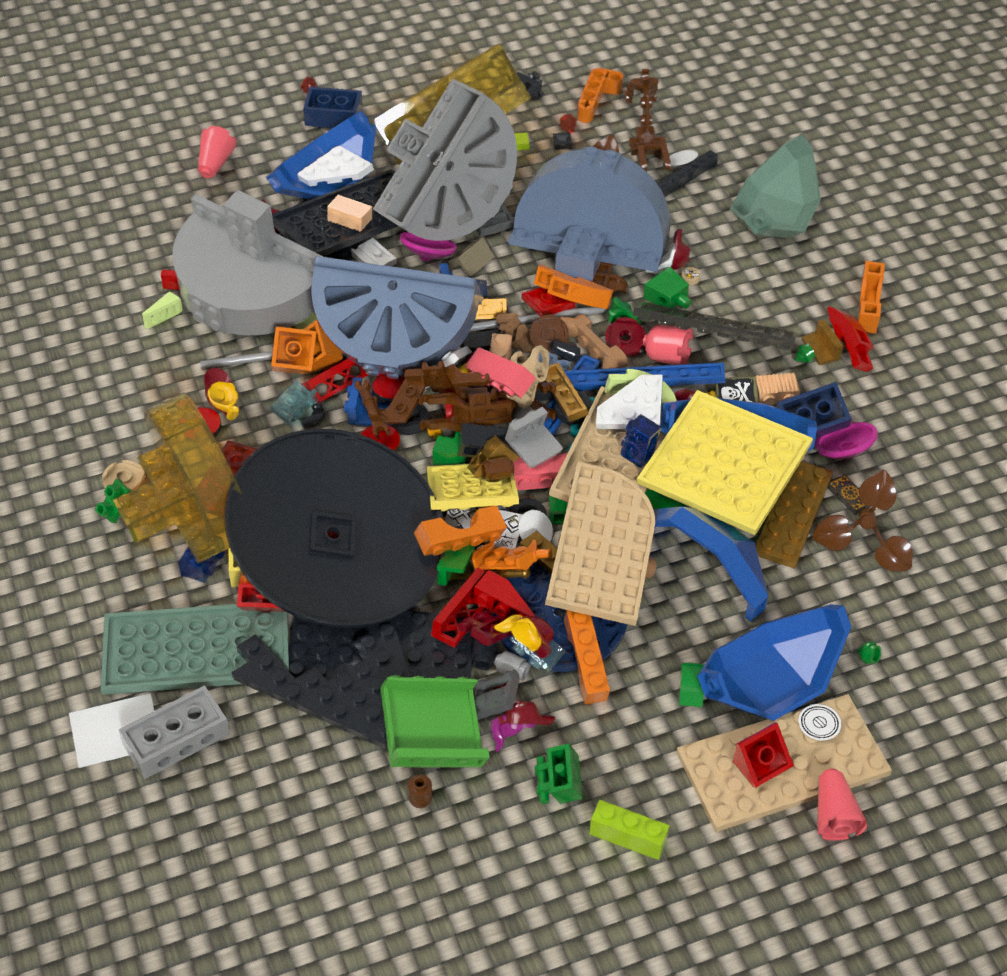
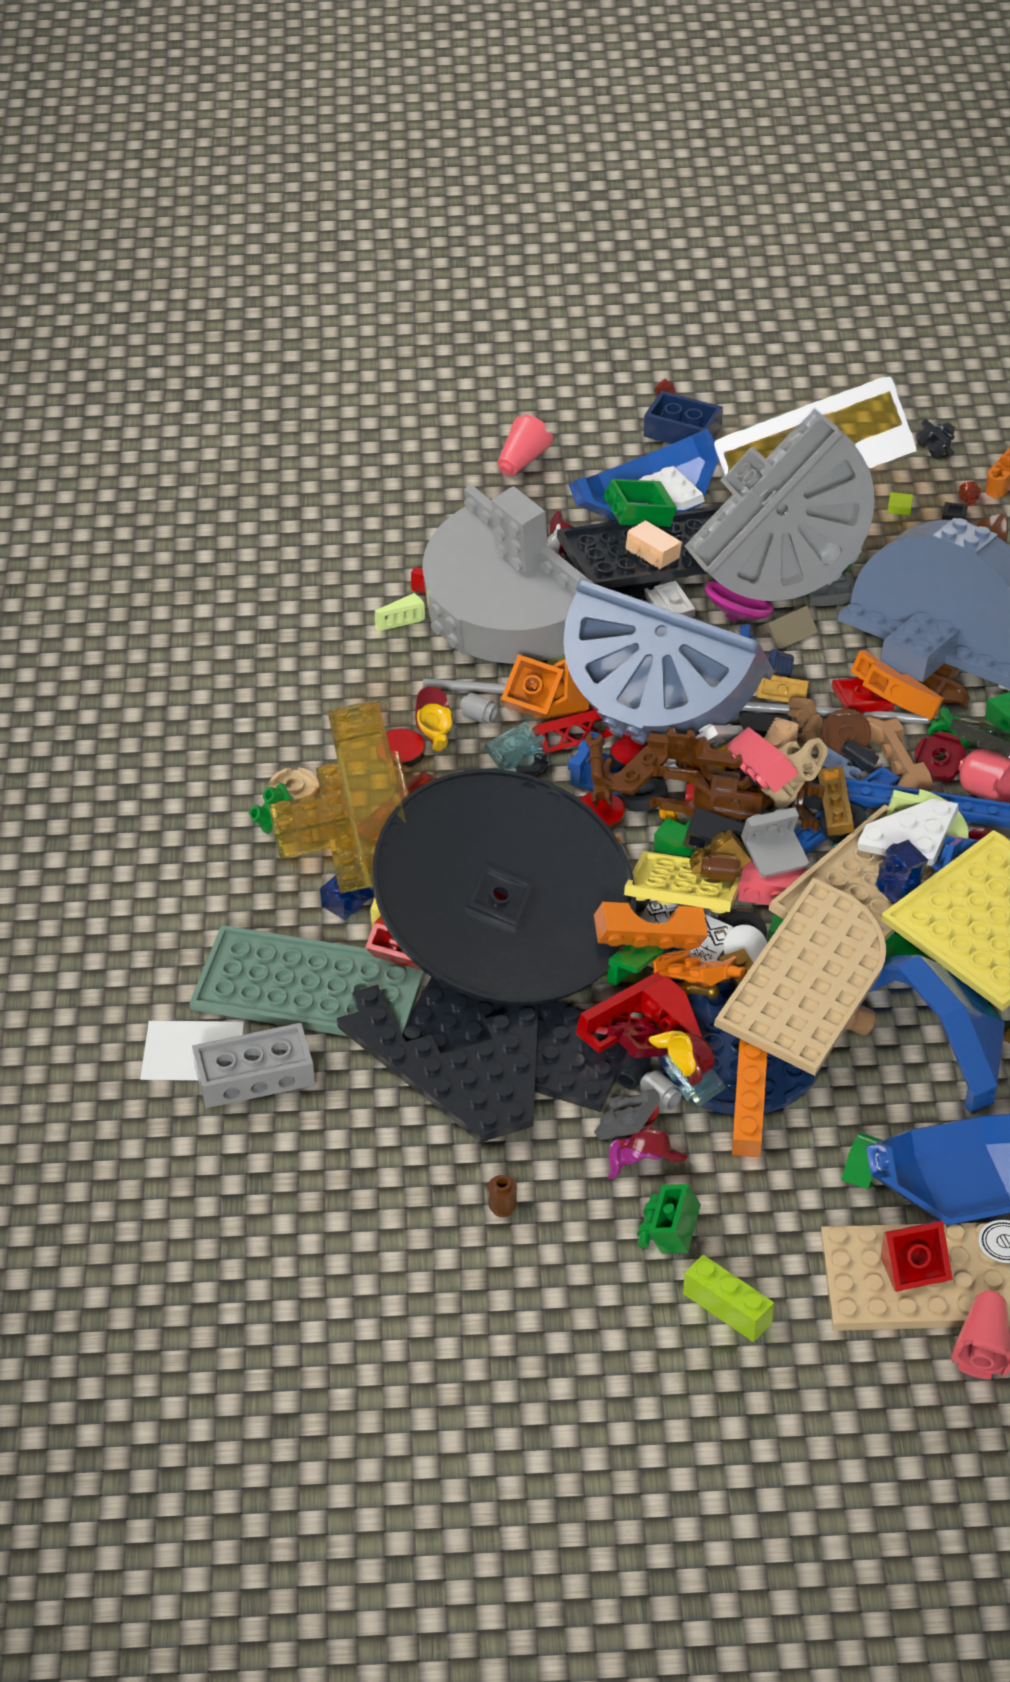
camera: 20 degrees right, 5 degrees down
(253, 377) = (478, 708): none -> light grey brick
(343, 180) = (657, 512): none -> green window
(432, 722) = (542, 1124): bright green panel -> none

